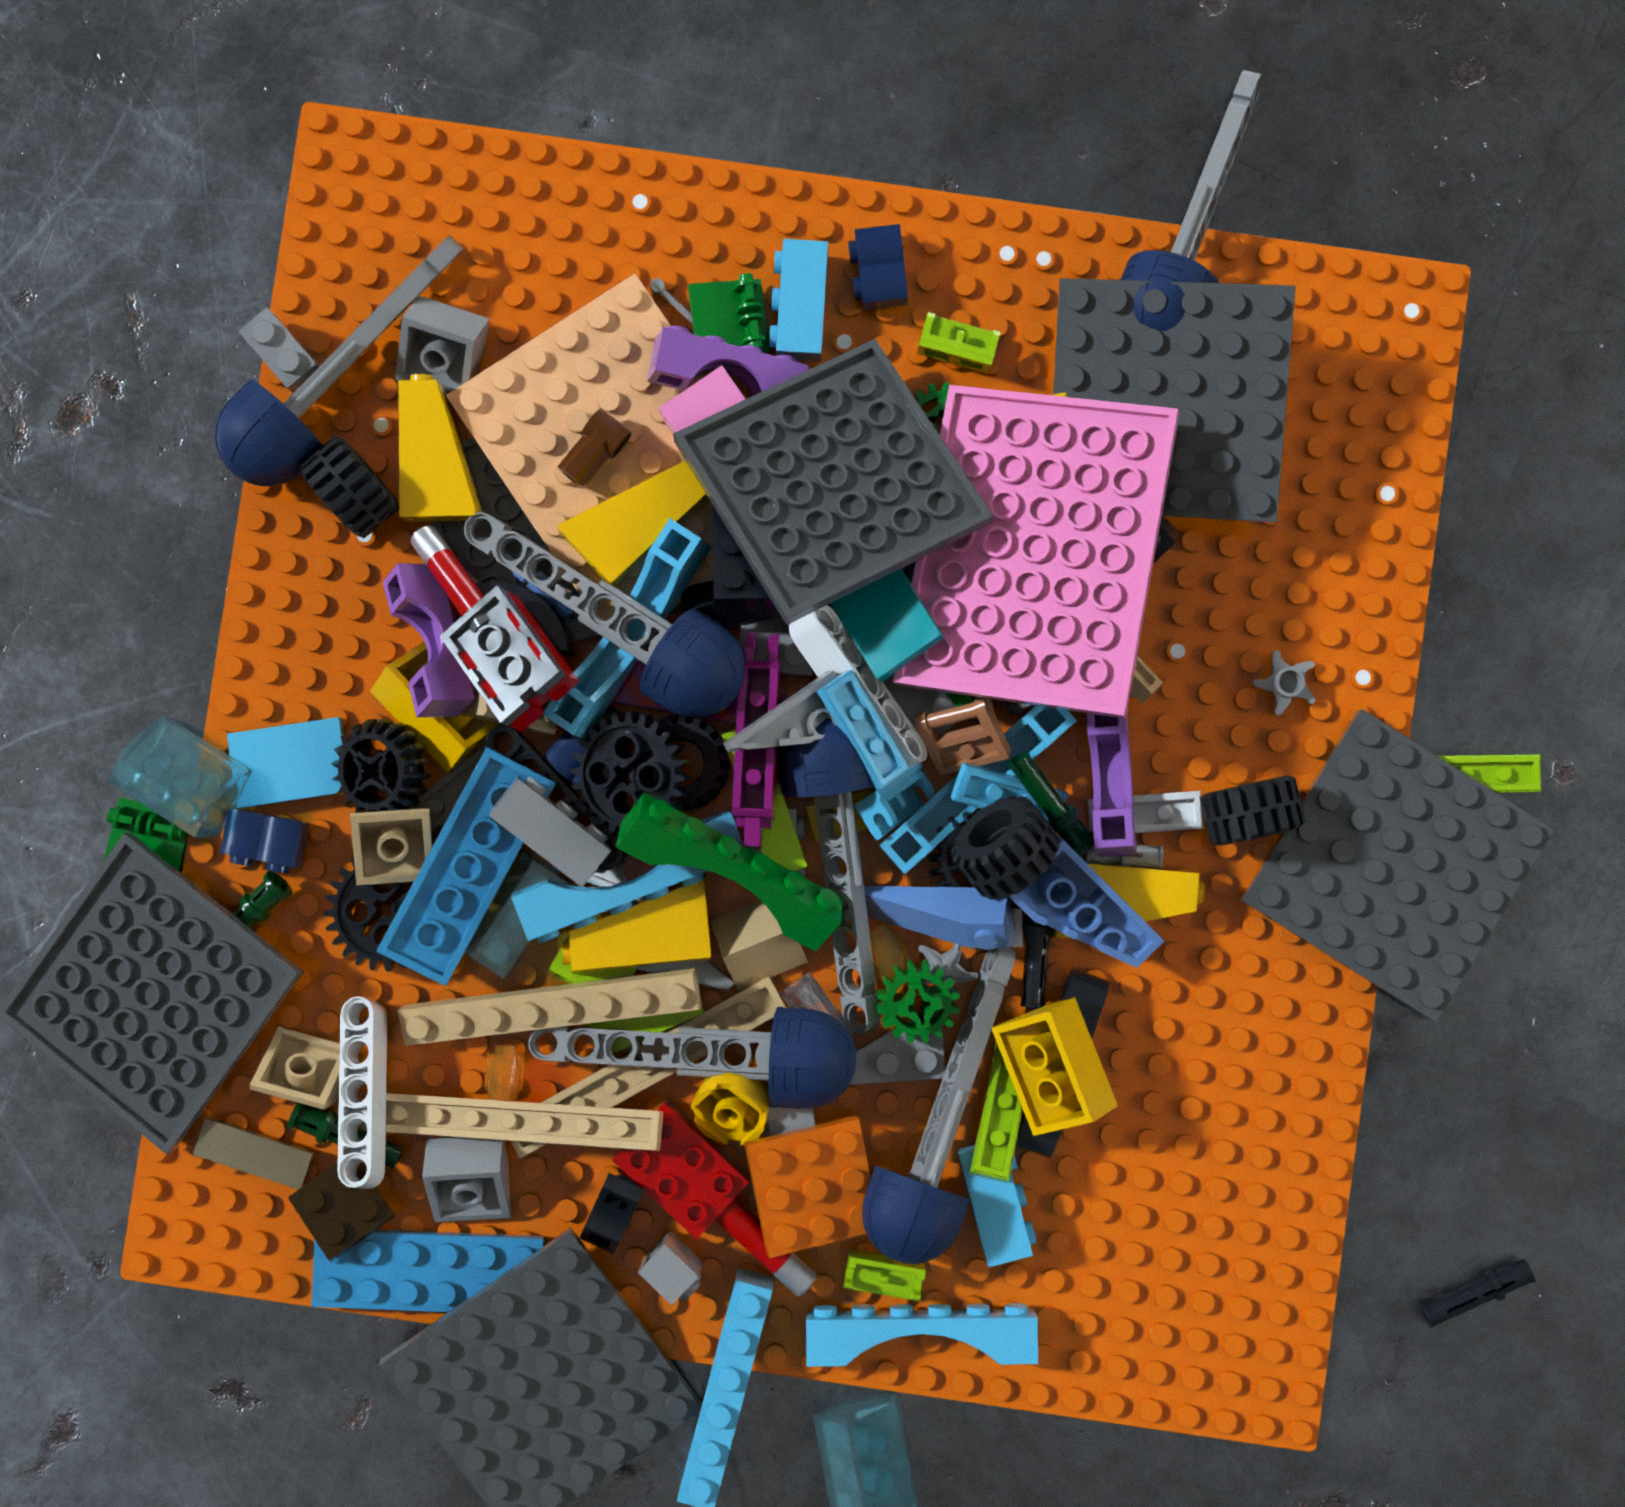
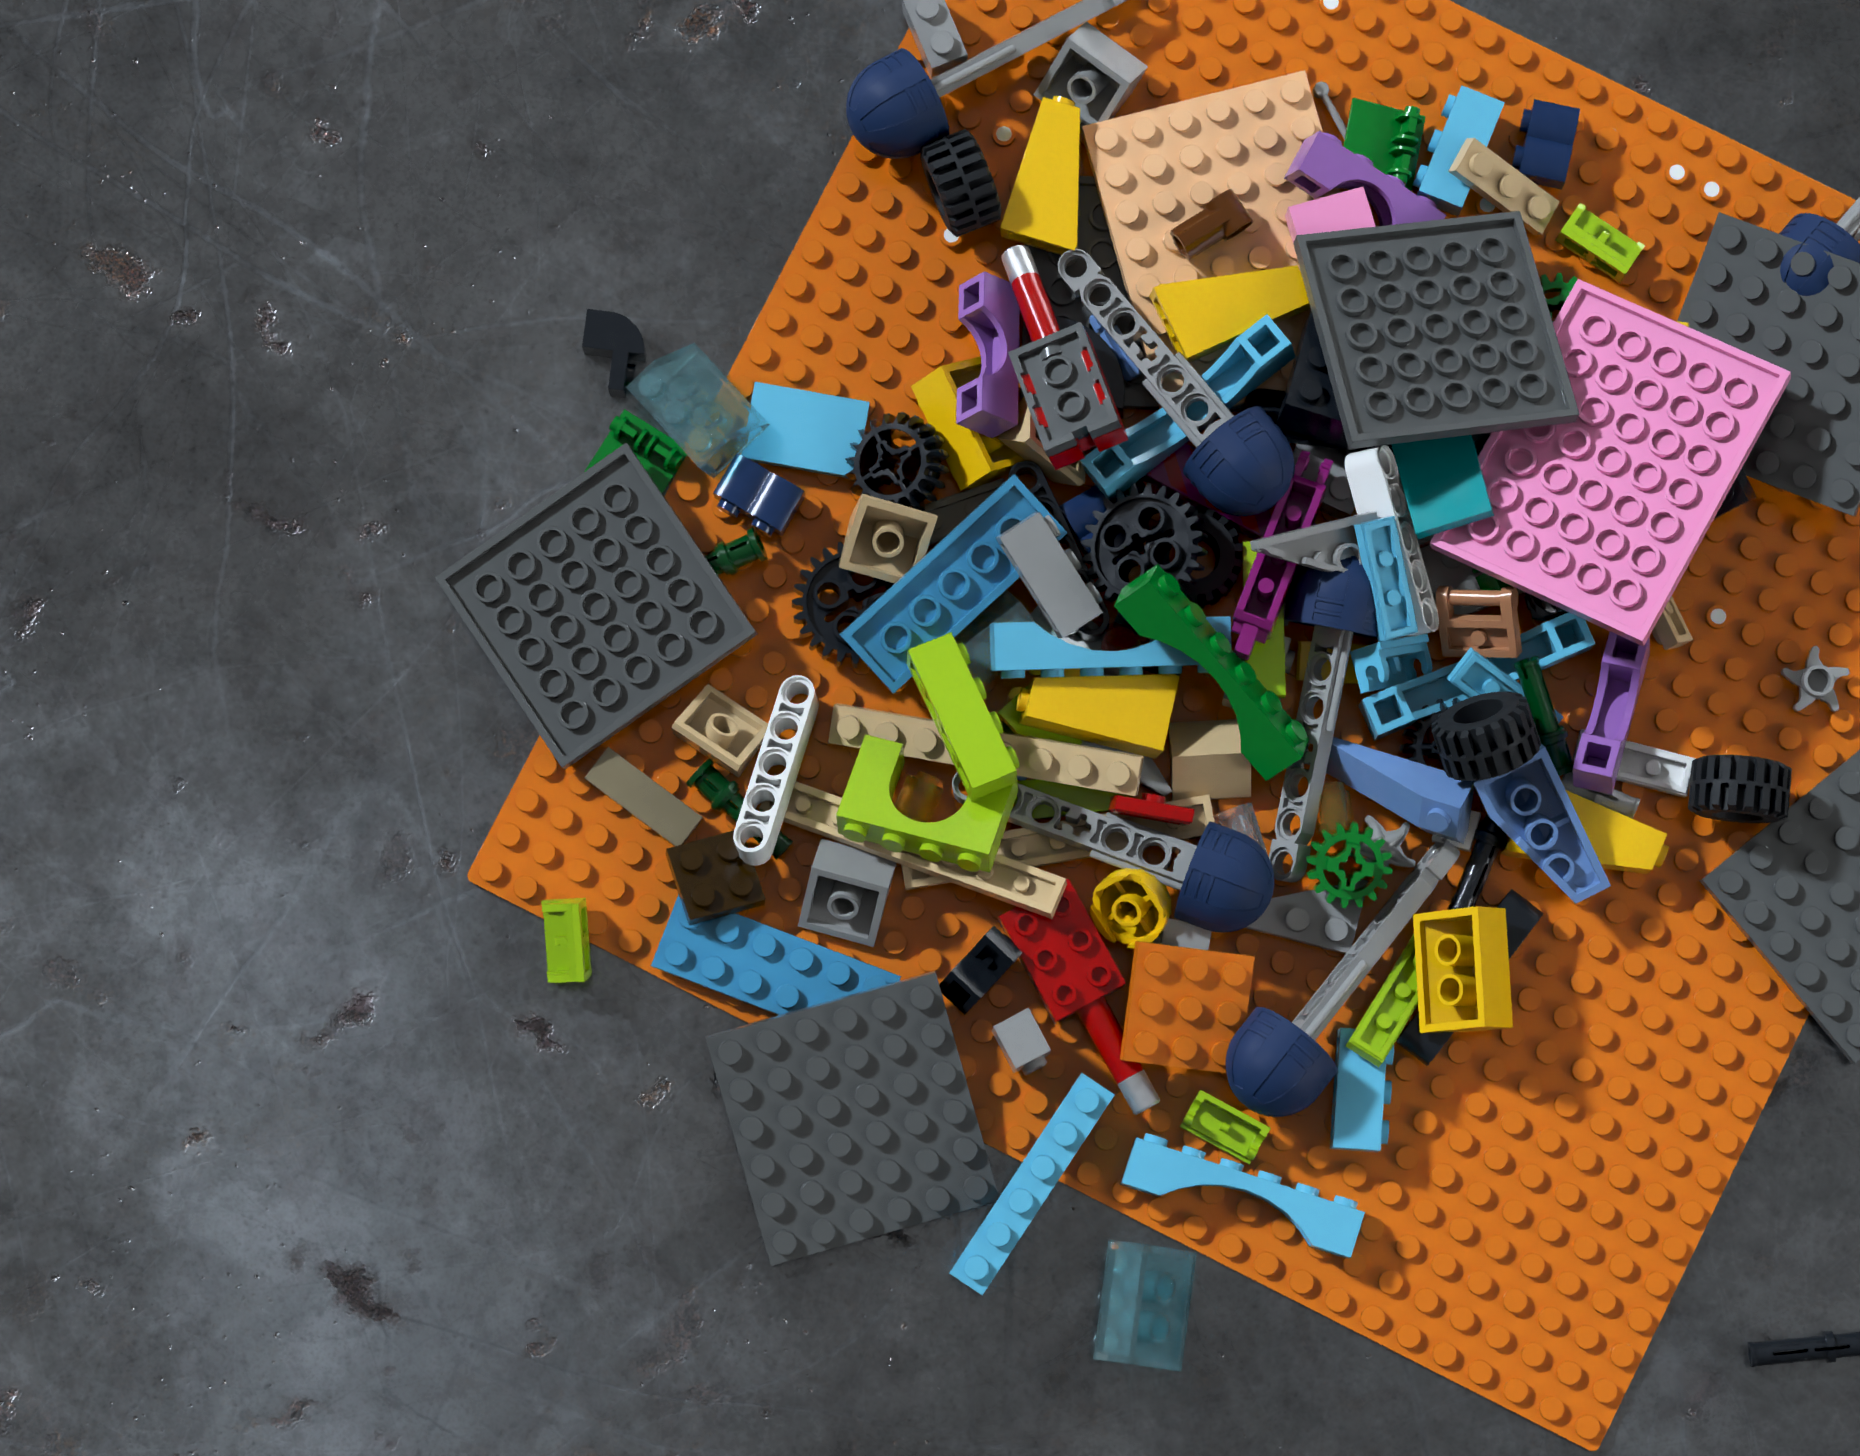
camera: 15 degrees right, 5 degrees down
(88, 735) = (616, 338): none -> black brick
(229, 1307) = (567, 940): none -> lime hinge
(511, 994) = (962, 717): none -> lime brick
(555, 1104) = (868, 814): none -> lime arch
(719, 1012) = (1151, 808): none -> red plate
(852, 319) = (1503, 185): none -> tan plate

